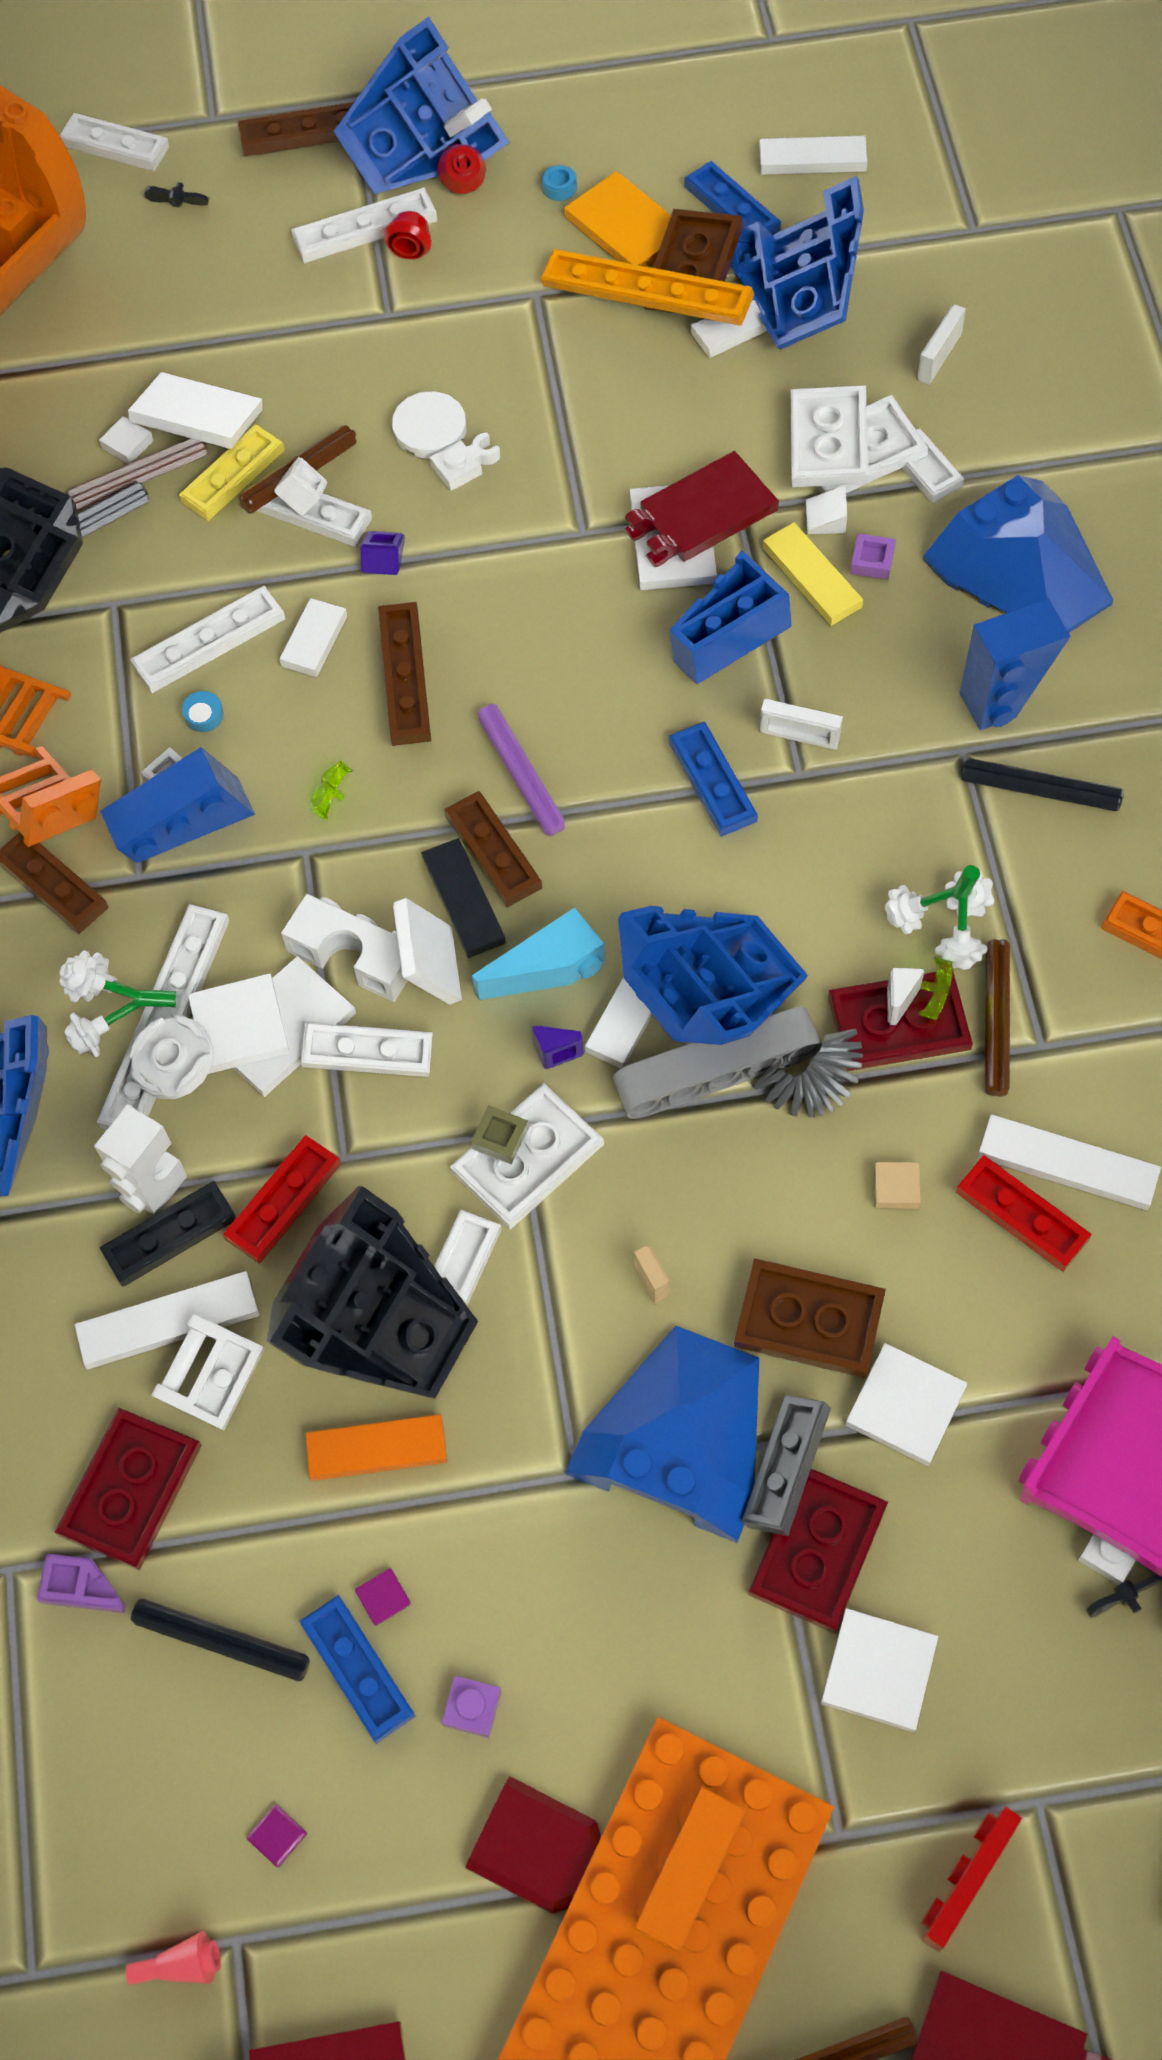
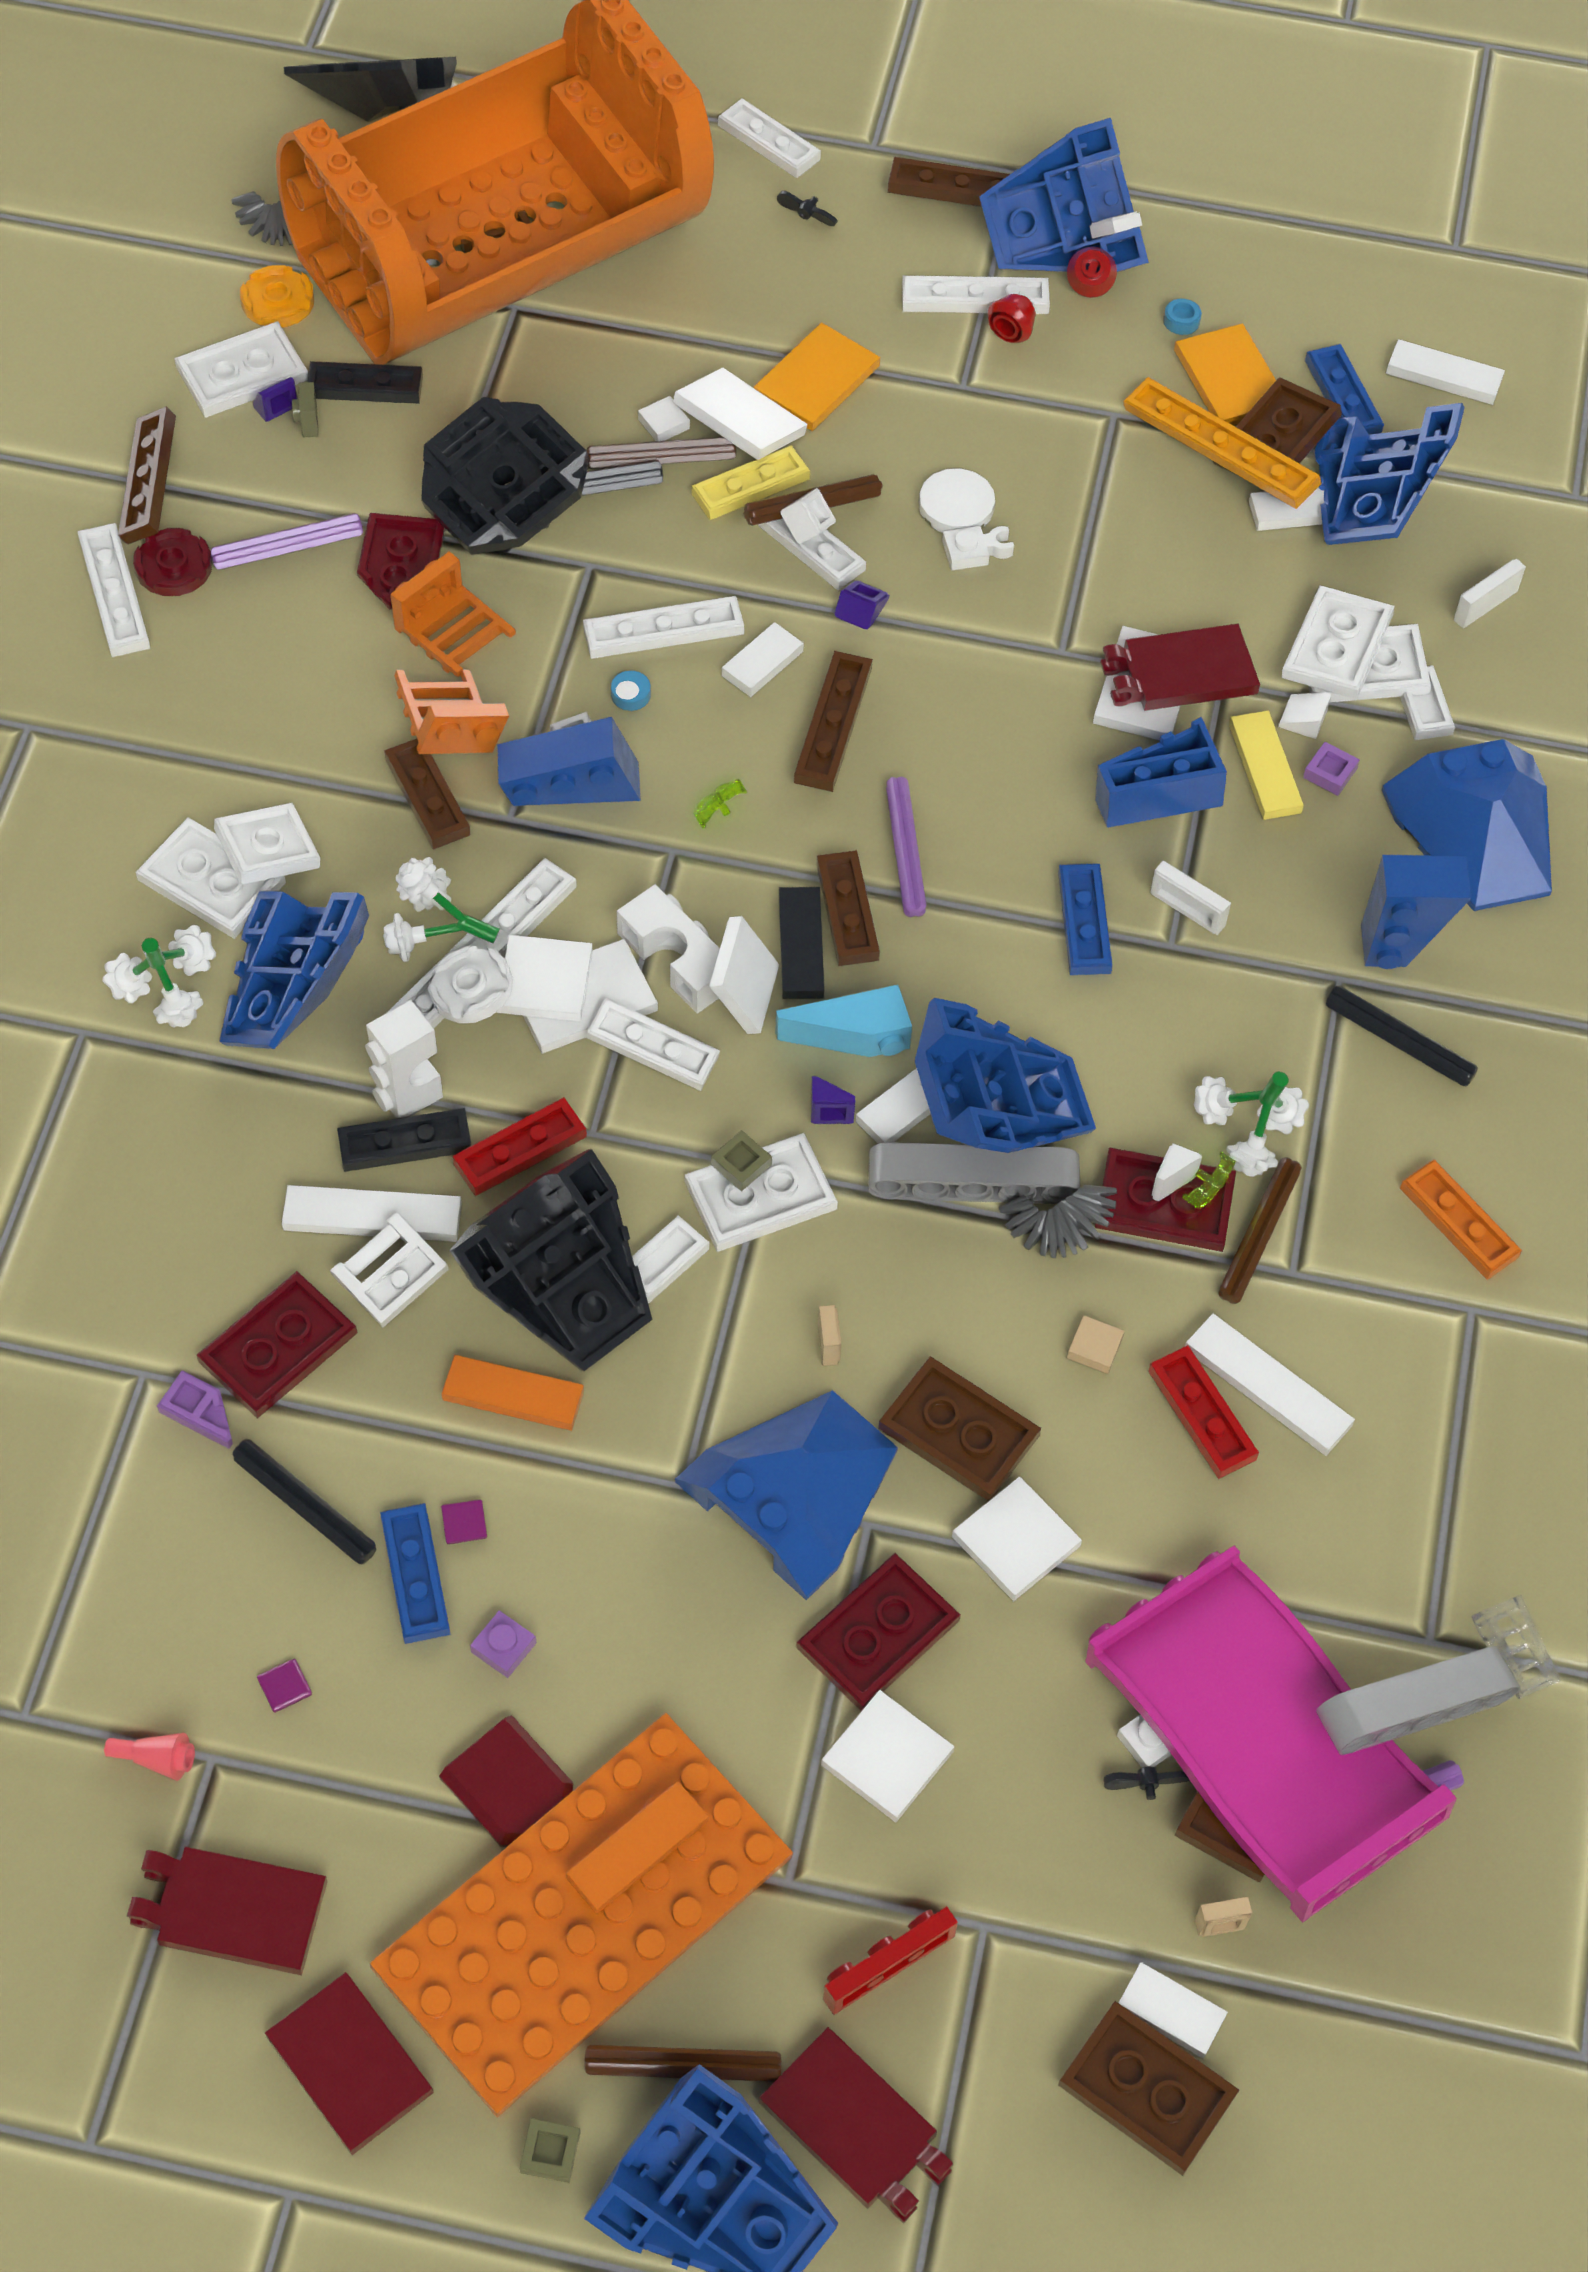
camera: 15 degrees right, 5 degrees down
(252, 349) = (818, 375): none -> light orange tile
(786, 1465) = (880, 1546): dark grey tile -> none

